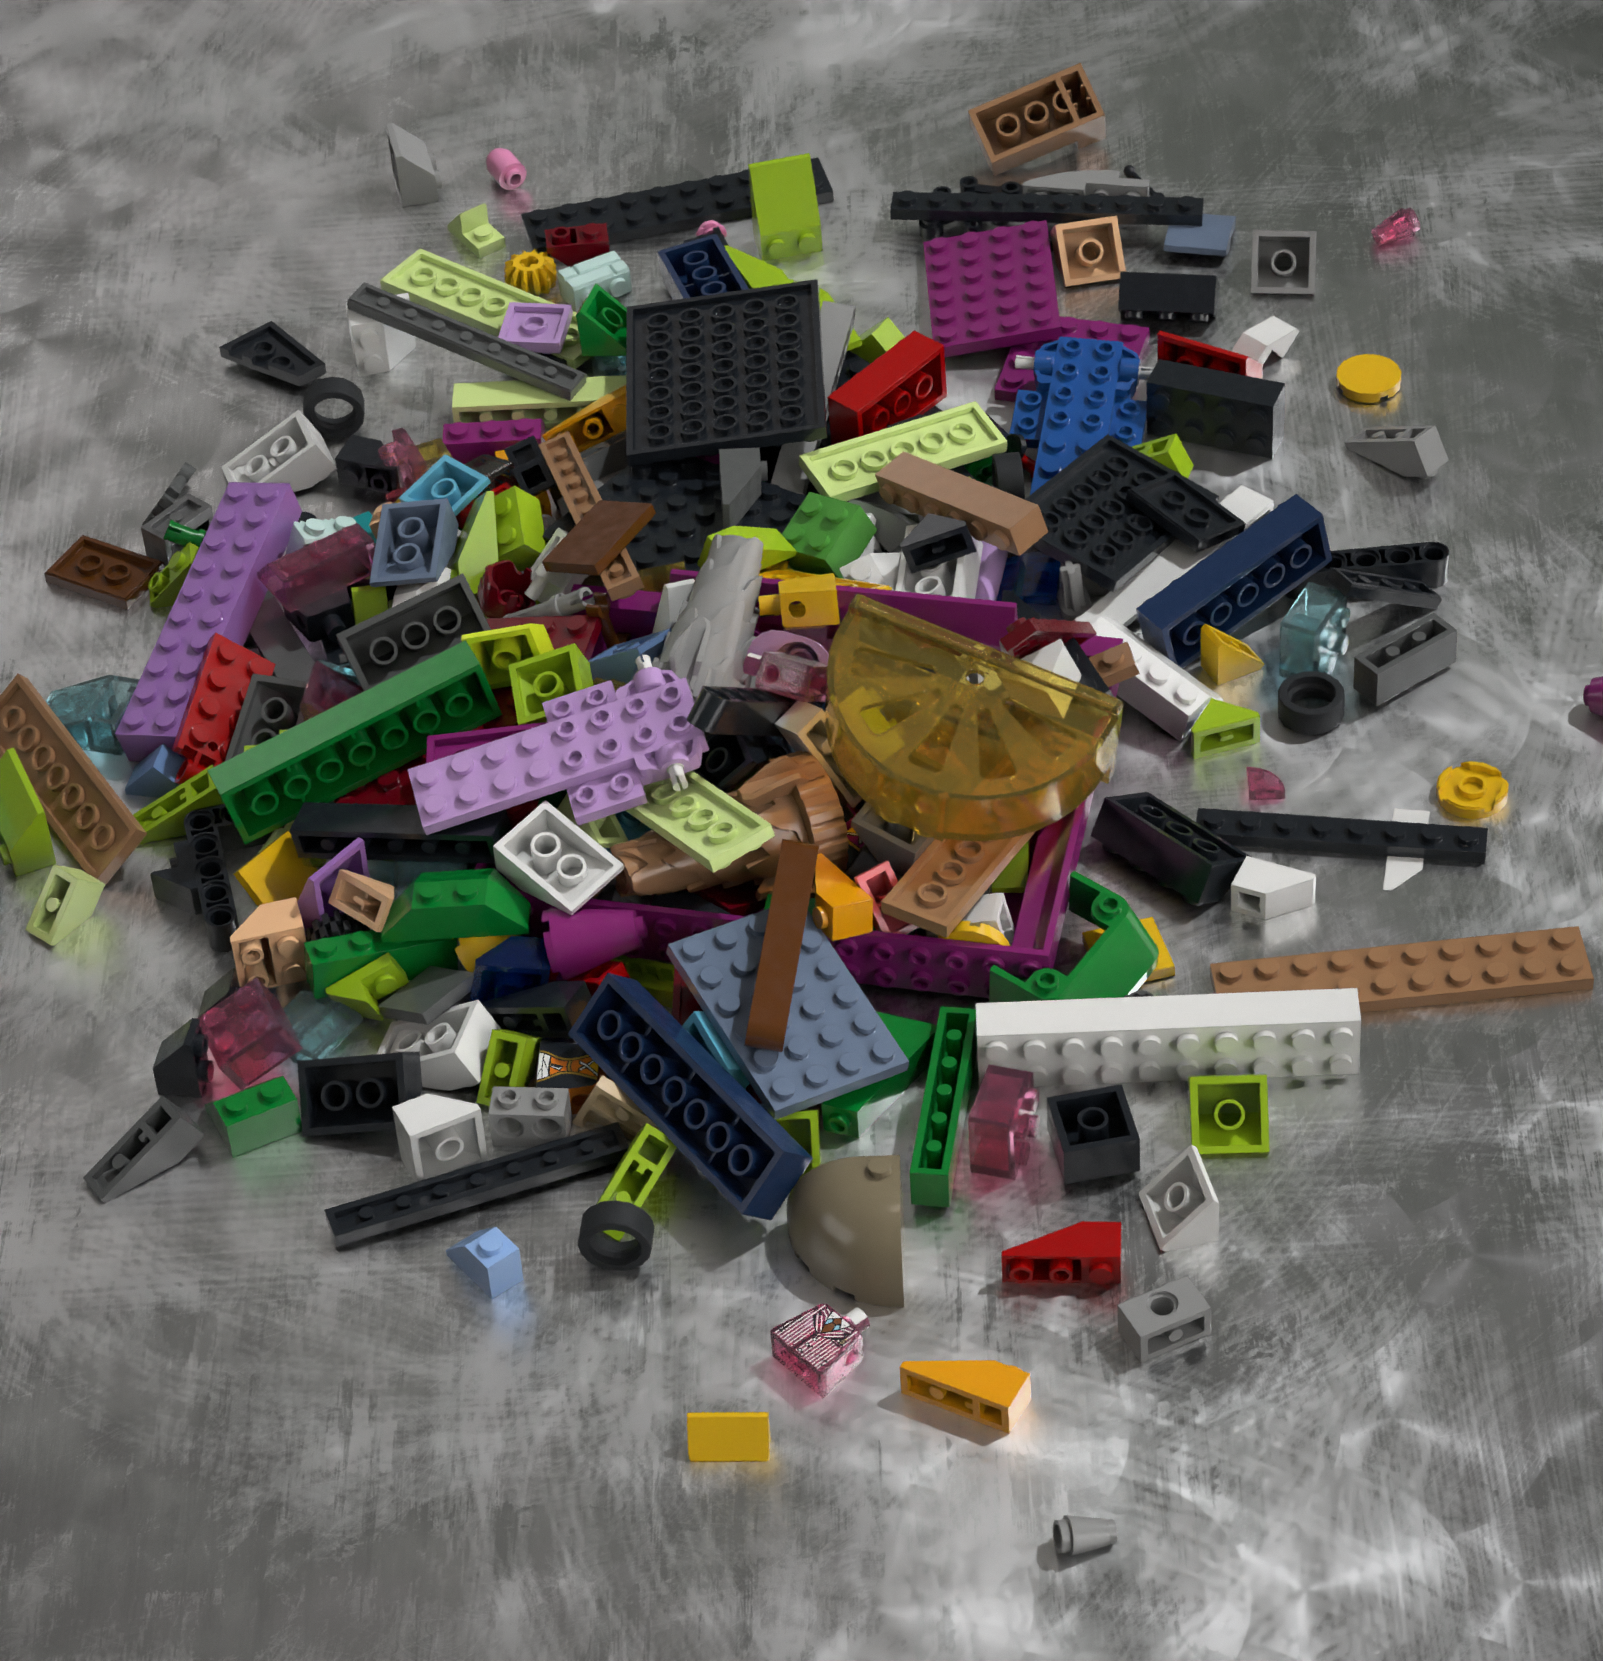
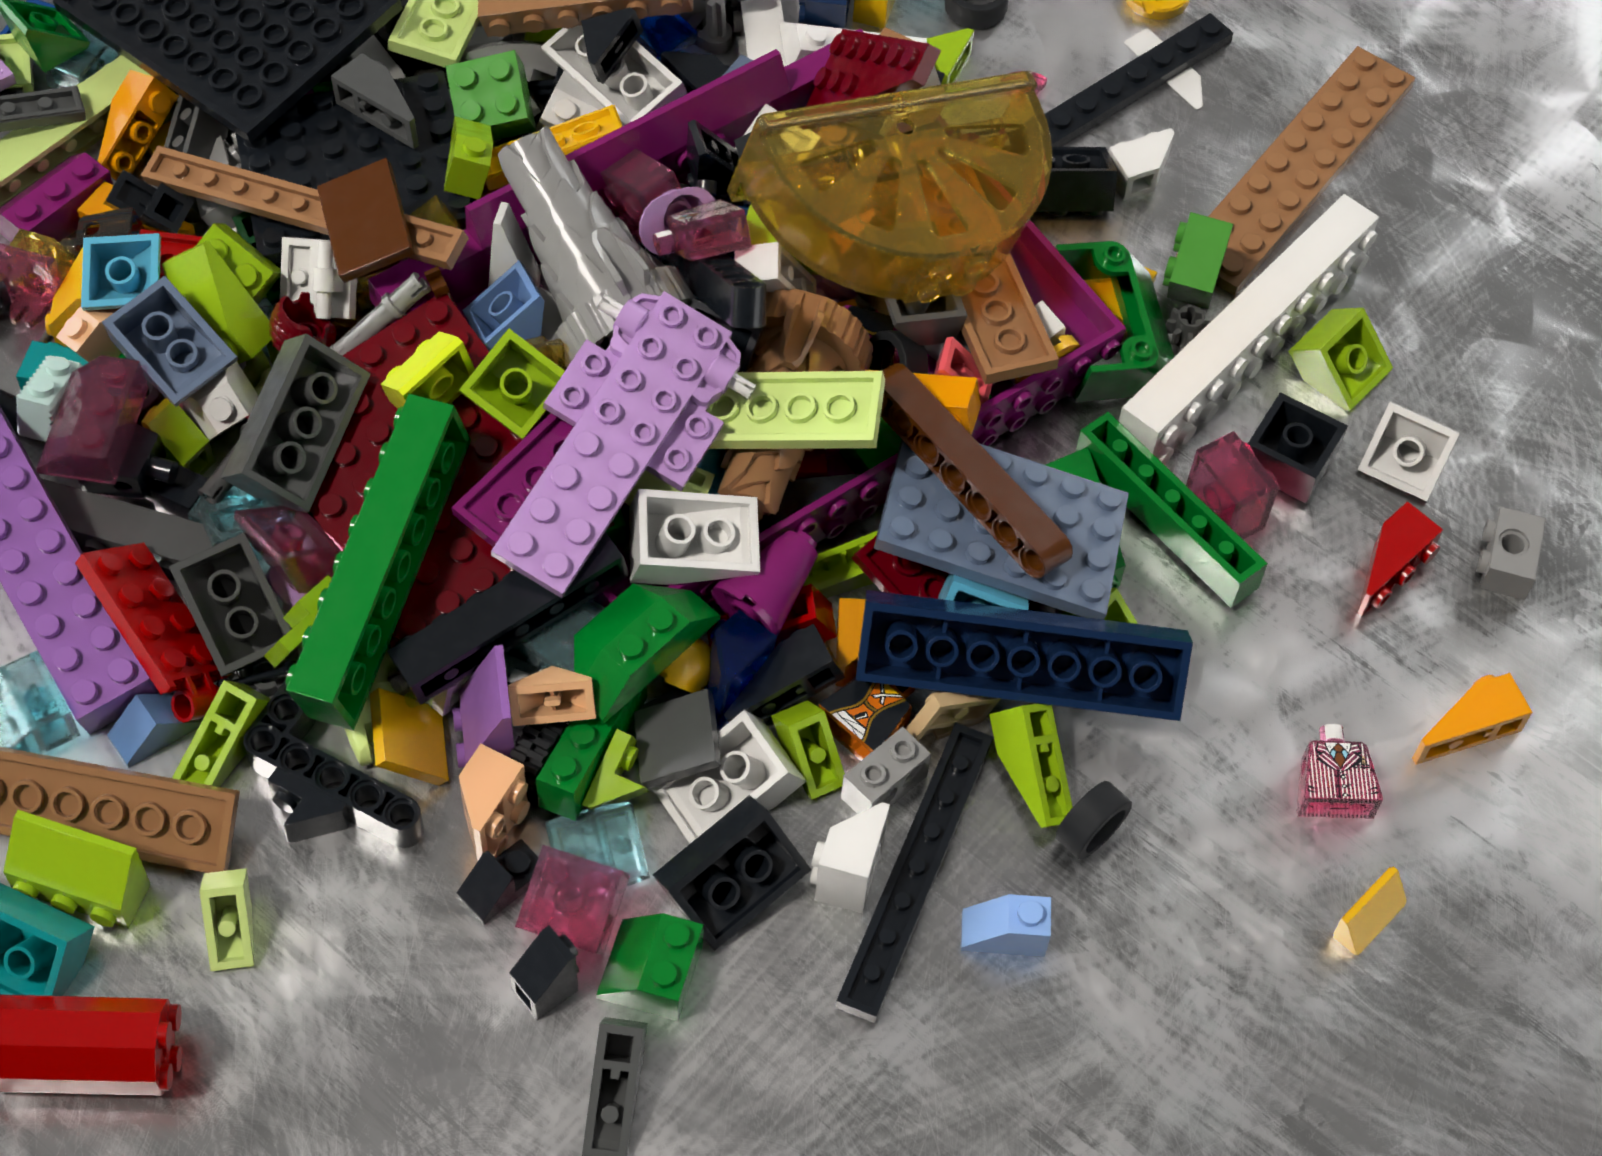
camera: 55 degrees left, 15 degrees up
(817, 601) = (628, 157): yellow torso -> none
(850, 1227) = (1256, 661): dark tan brick -> none
(1192, 960) = (1200, 255): none -> bright green brick

